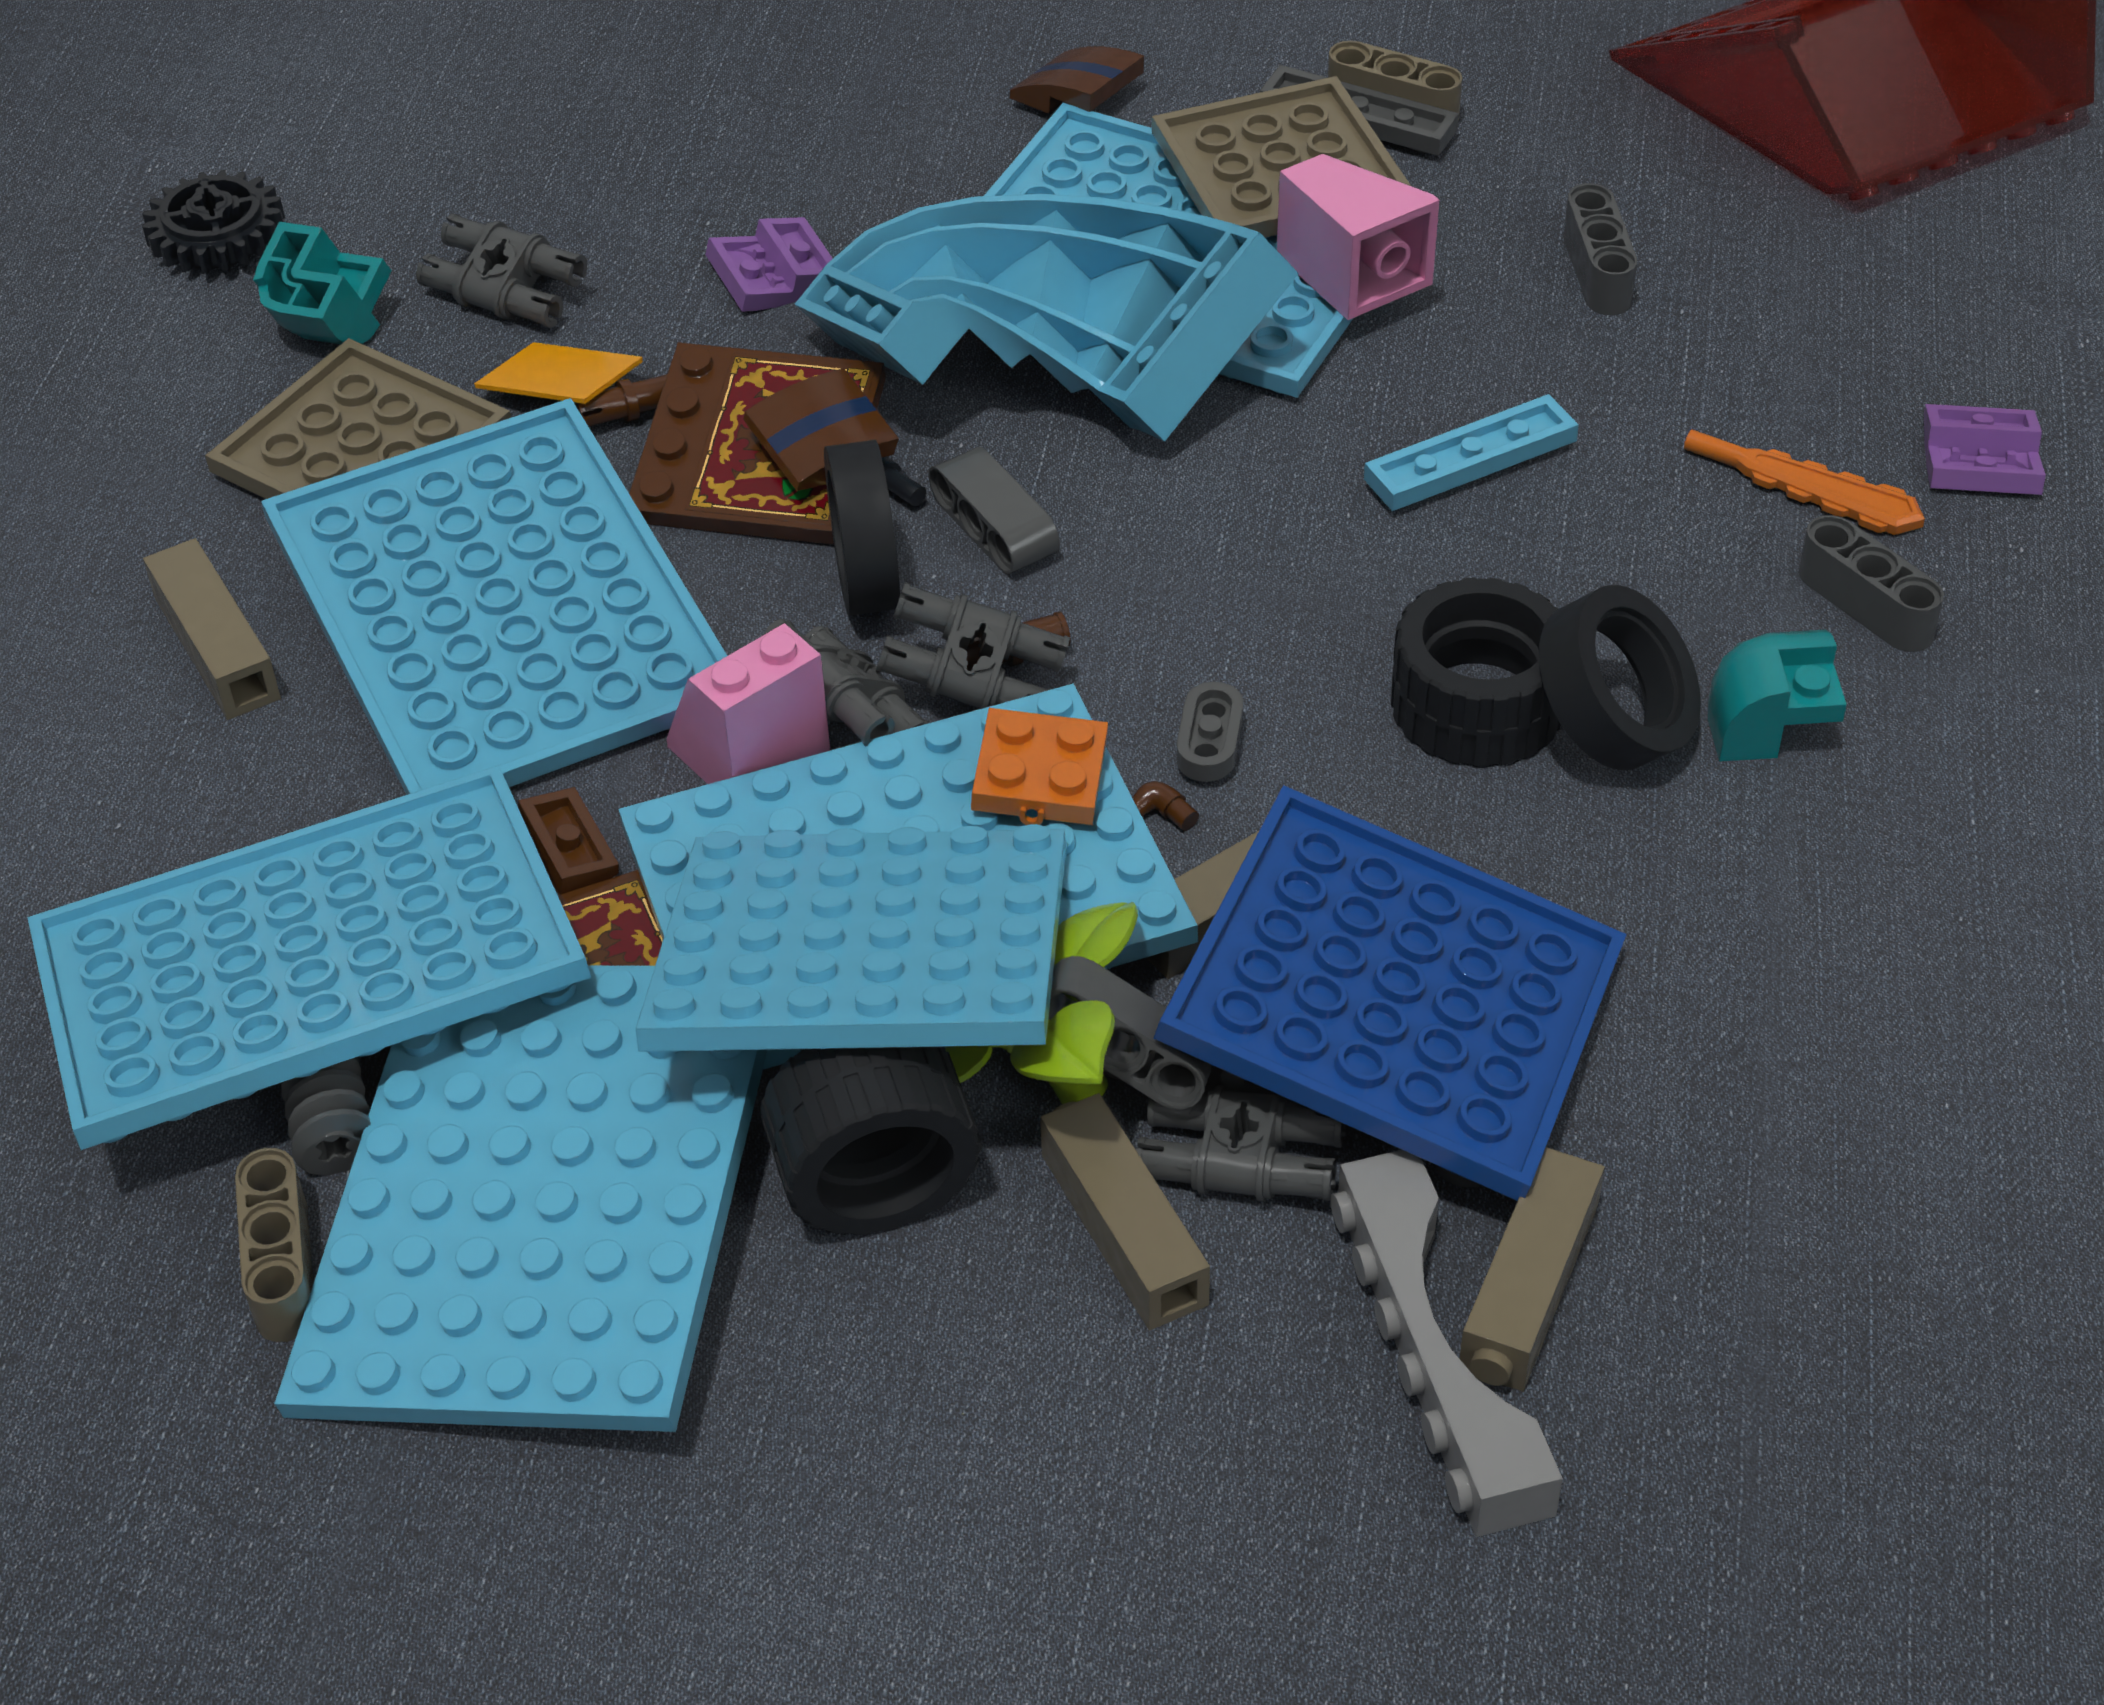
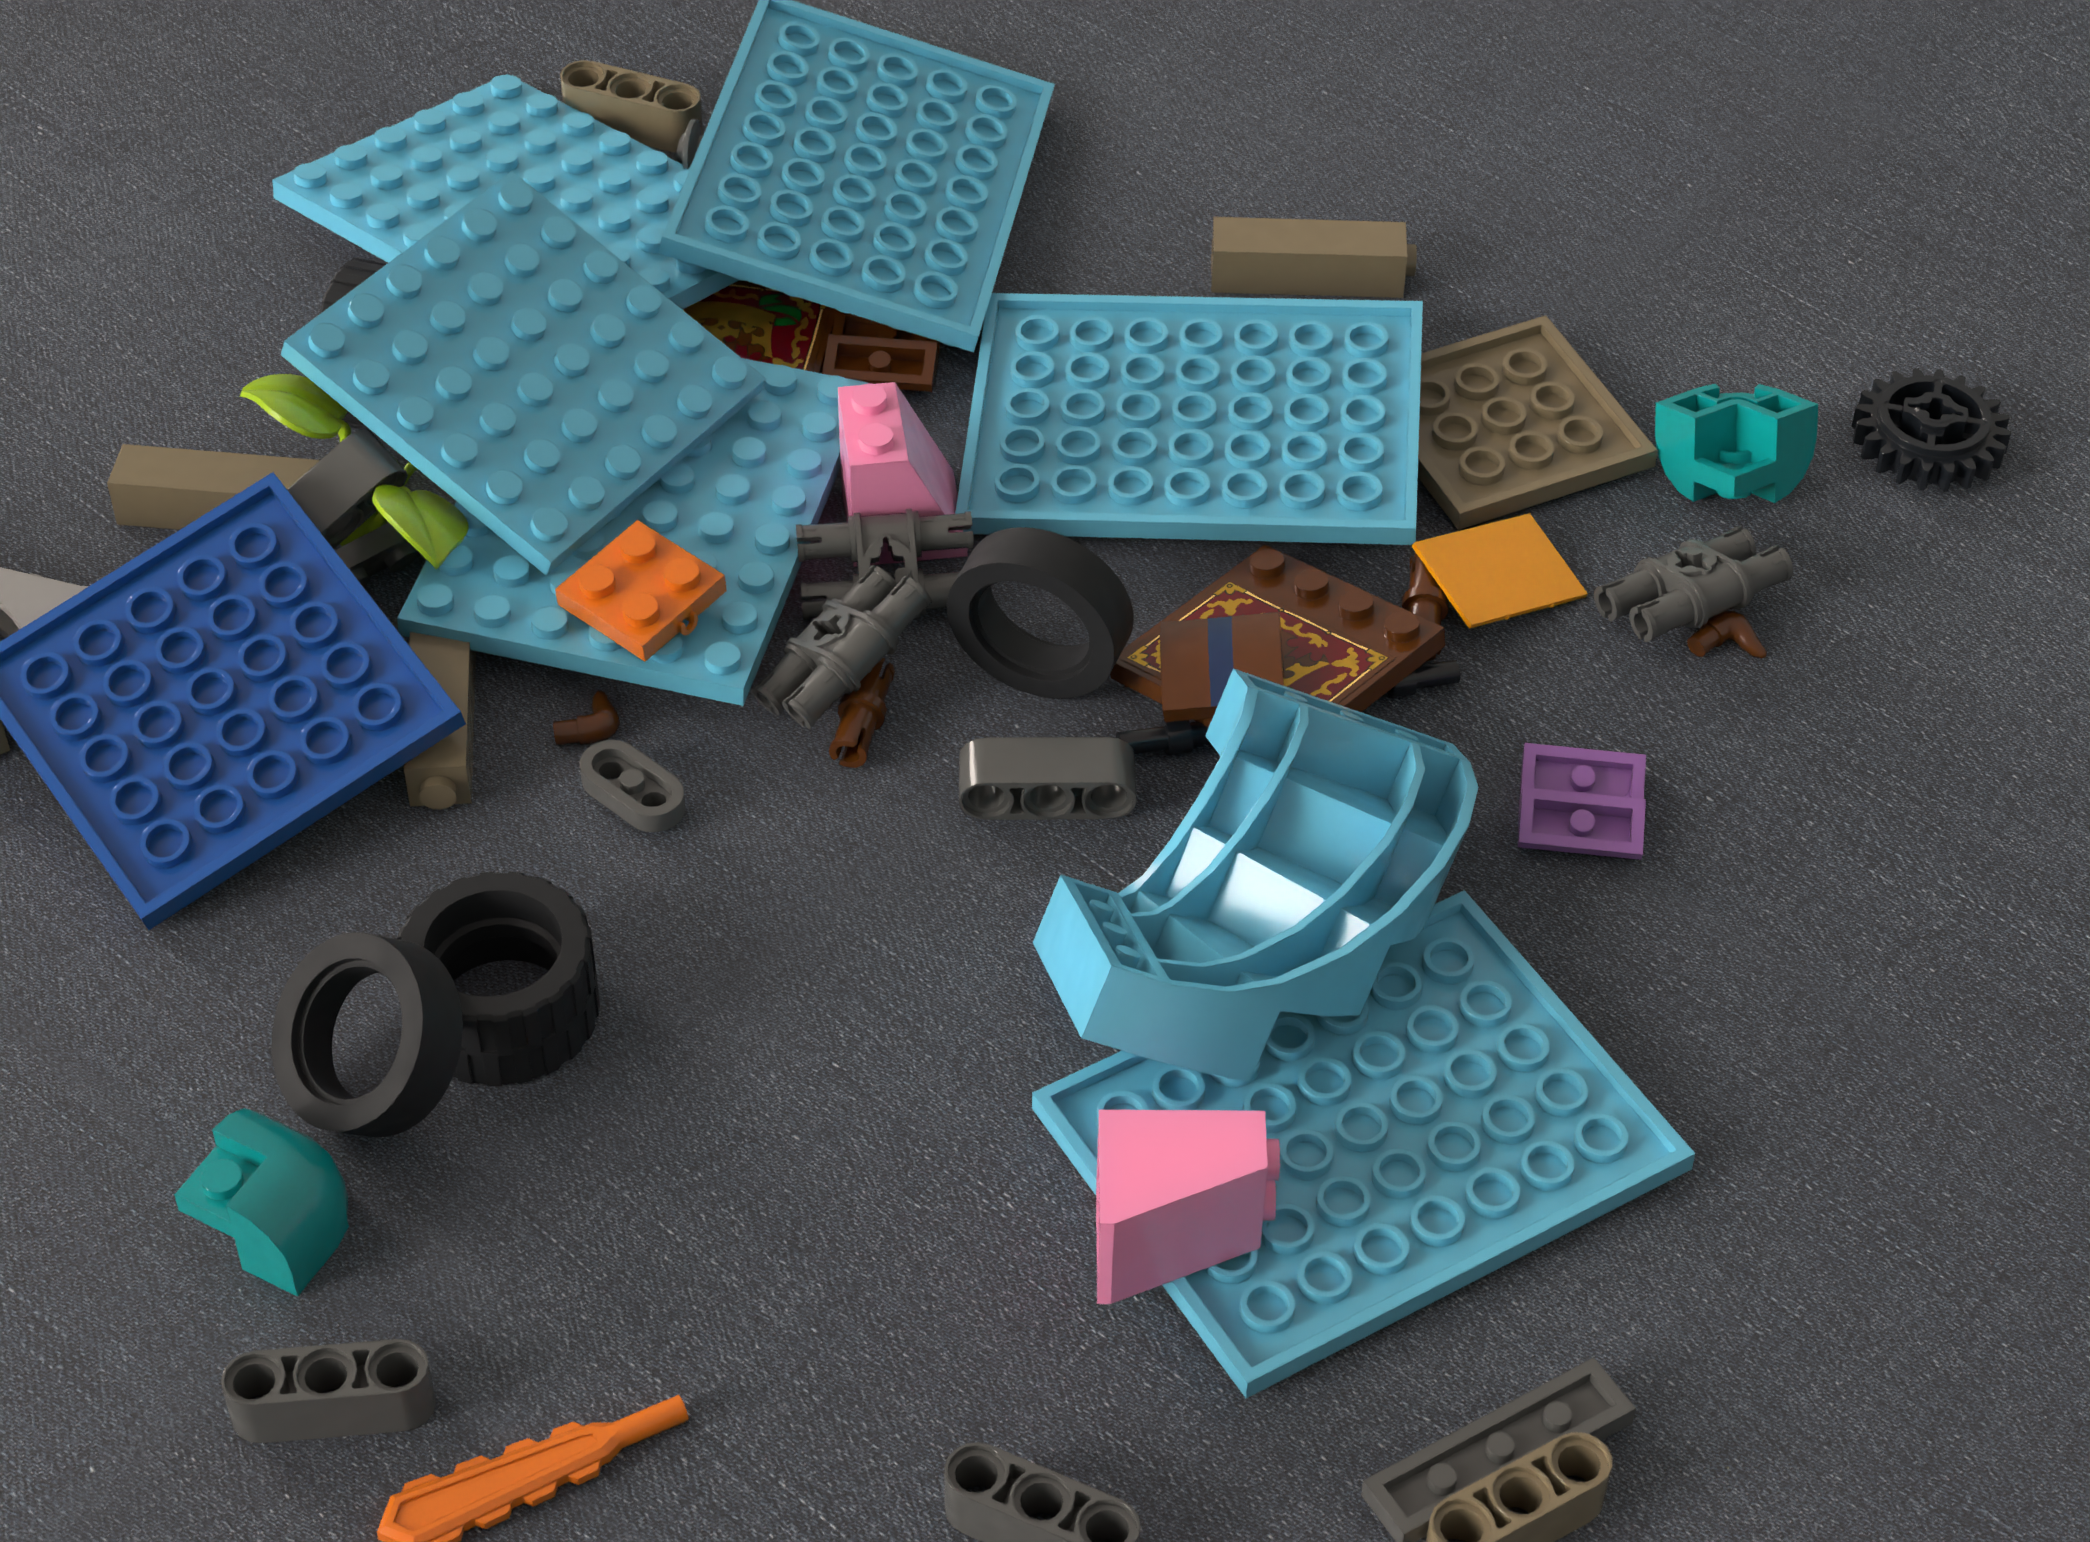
camera: 120 degrees right, 0 degrees up
(1079, 78) = (1746, 1202): reddish brown slope -> none
(1236, 147) = (1405, 1265): dark tan plate -> none
(1470, 452) = (815, 1191): medium azure plate -> none

